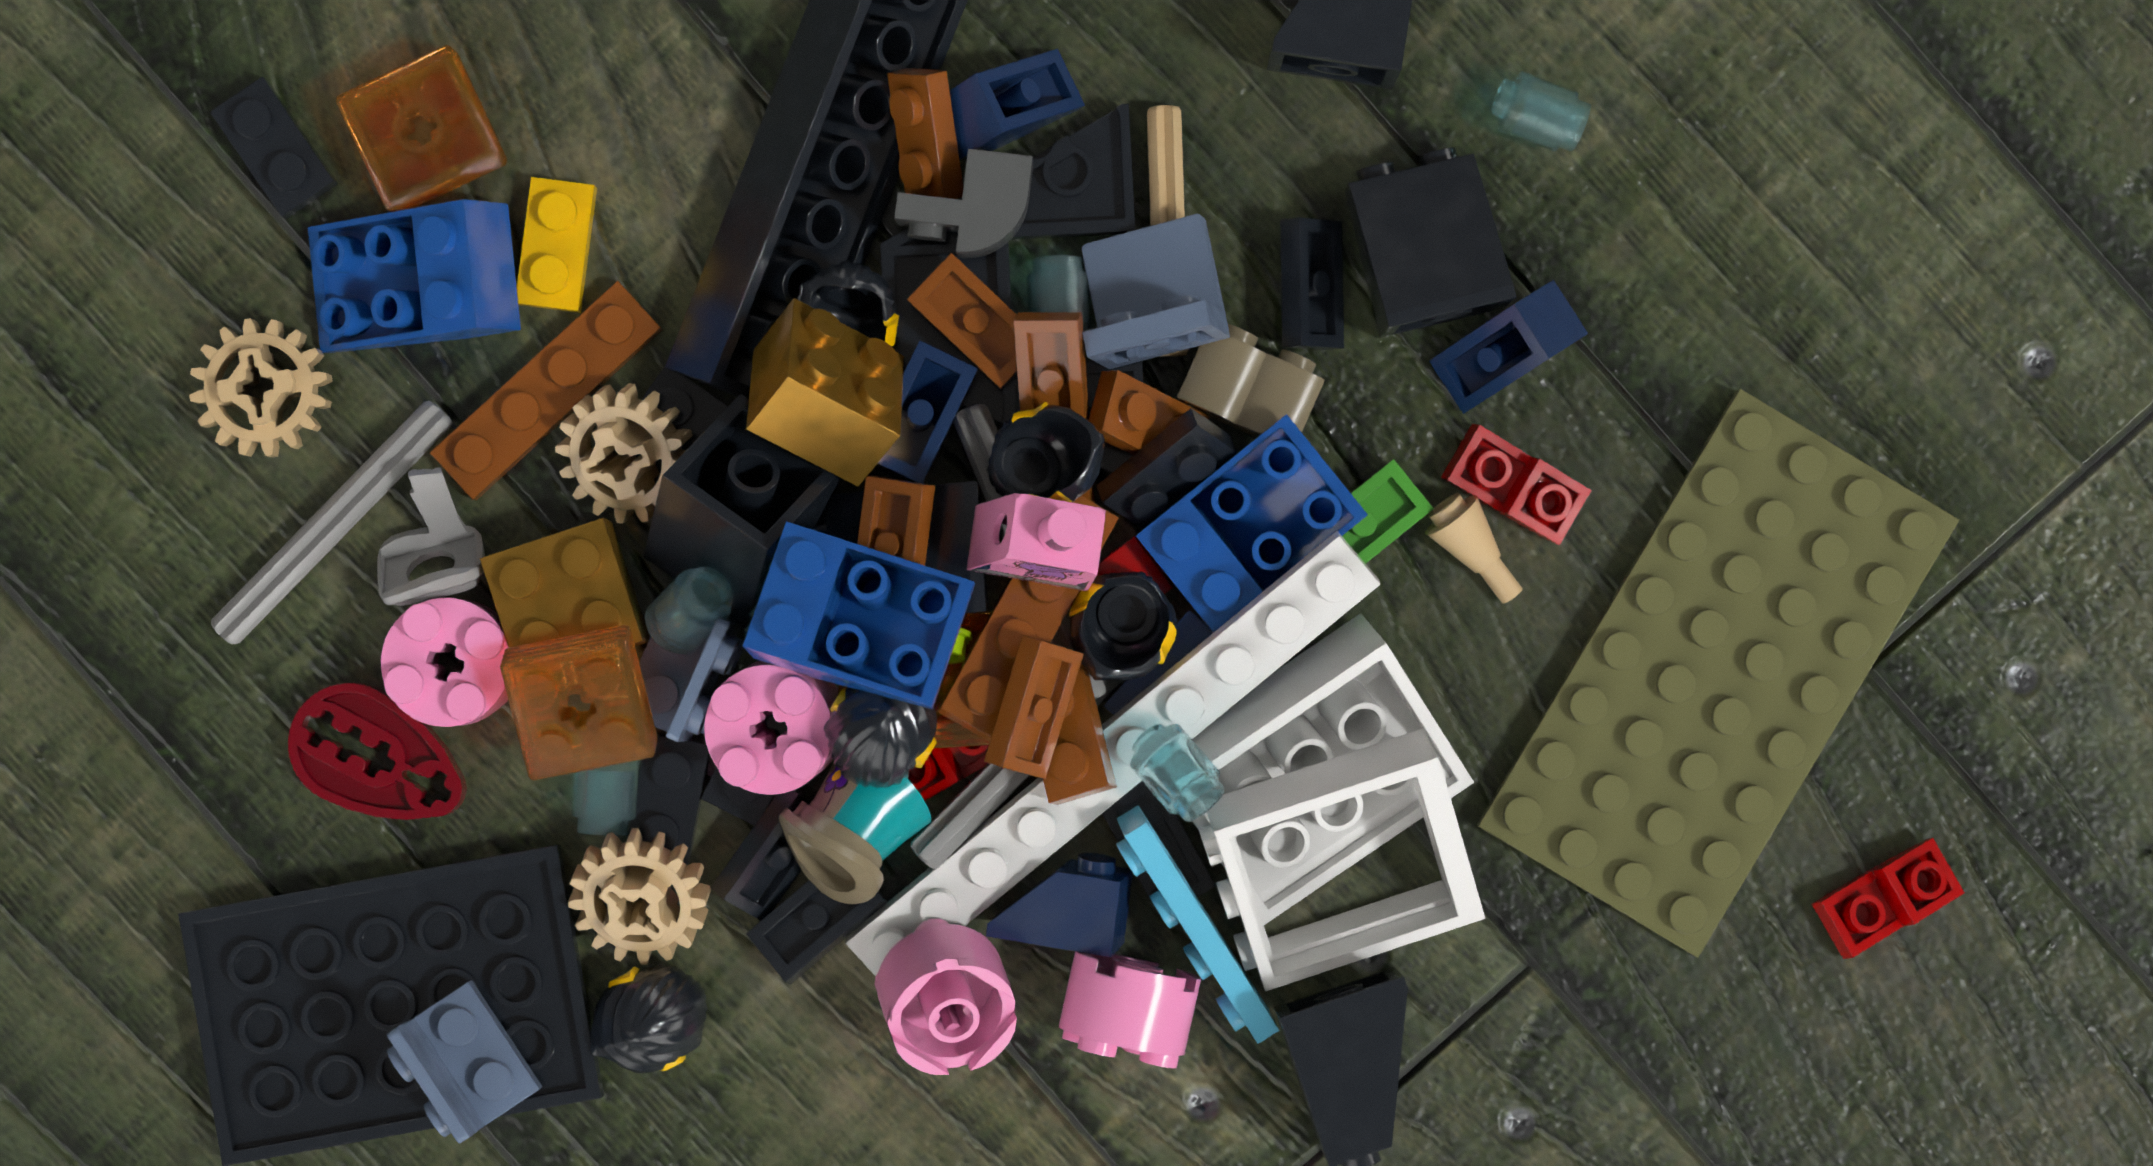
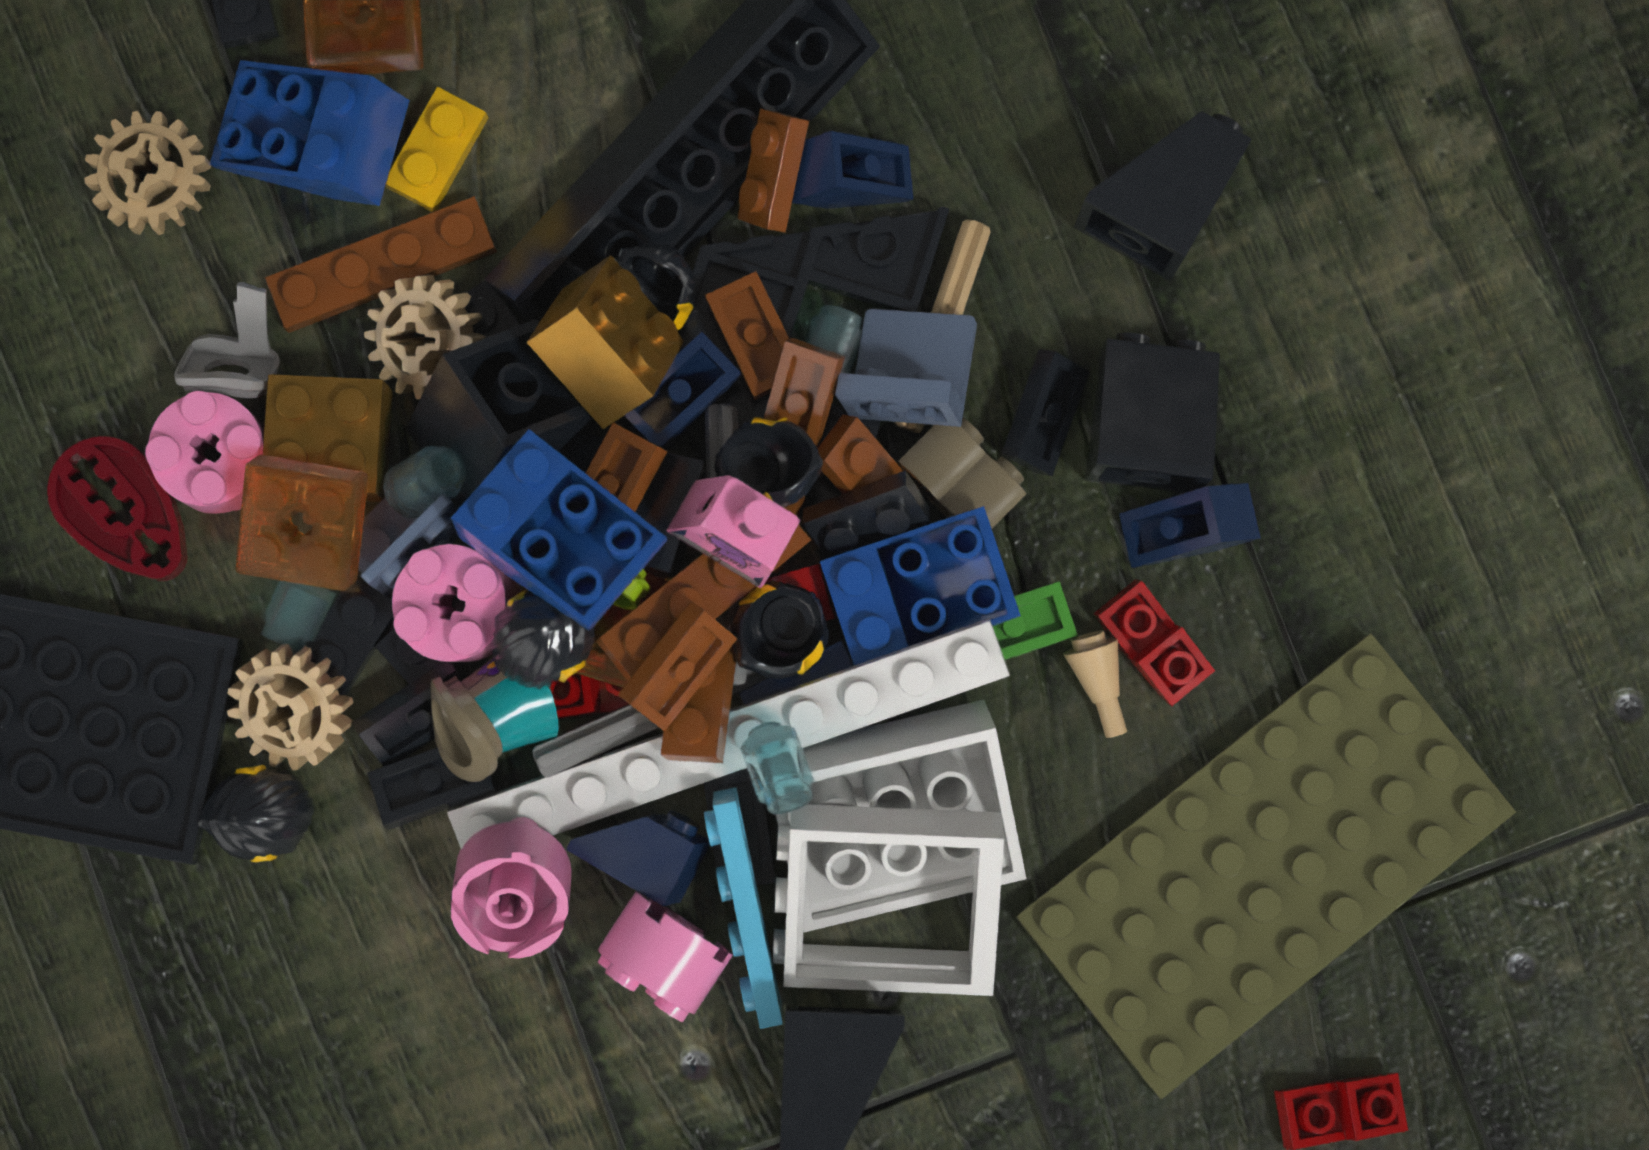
camera: 10 degrees right, 5 degrees down
(331, 522) = (160, 305): light grey axle -> none
(462, 1063) = (82, 788): sand blue bracket -> none
(990, 209) = (799, 249): dark grey brick -> none
(1540, 112) = (1287, 343): clear light blue brick -> none

